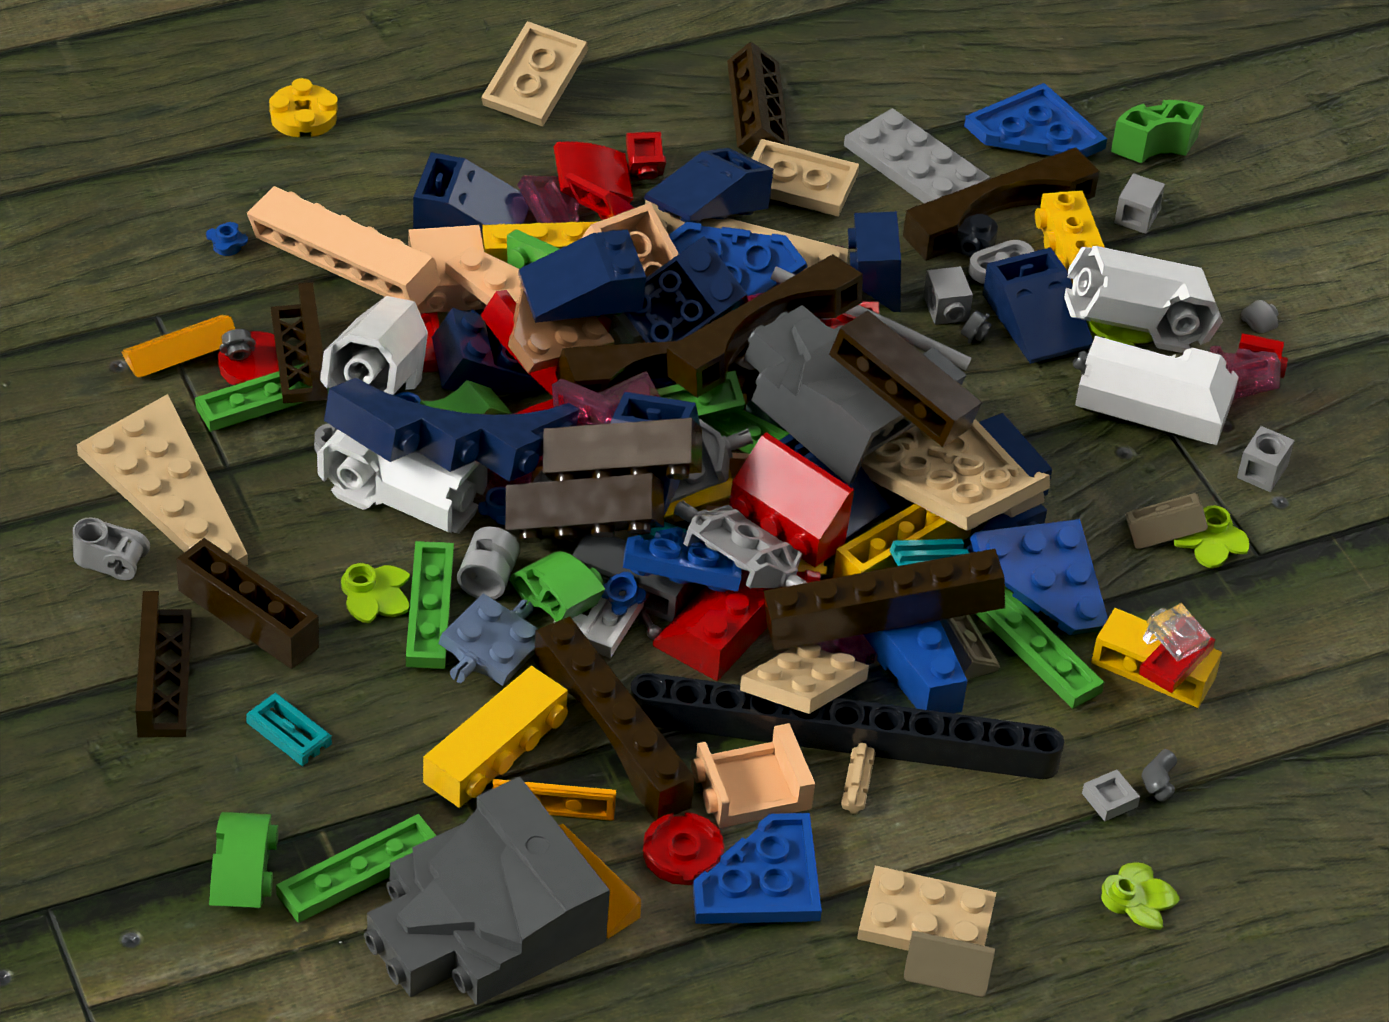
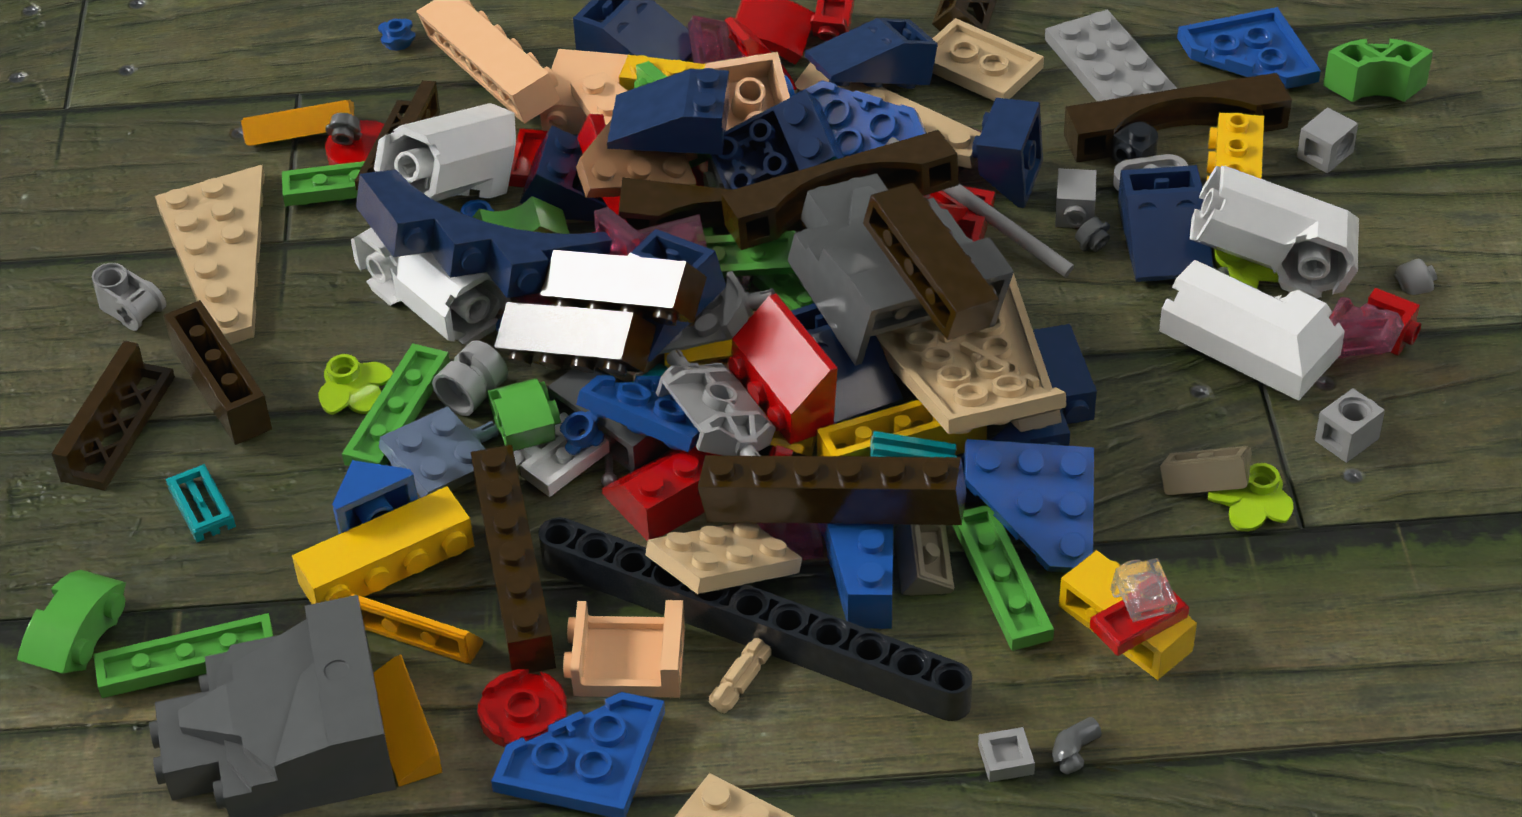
camera: 25 degrees right, 0 degrees up
(473, 684) = (371, 492): none -> blue slope

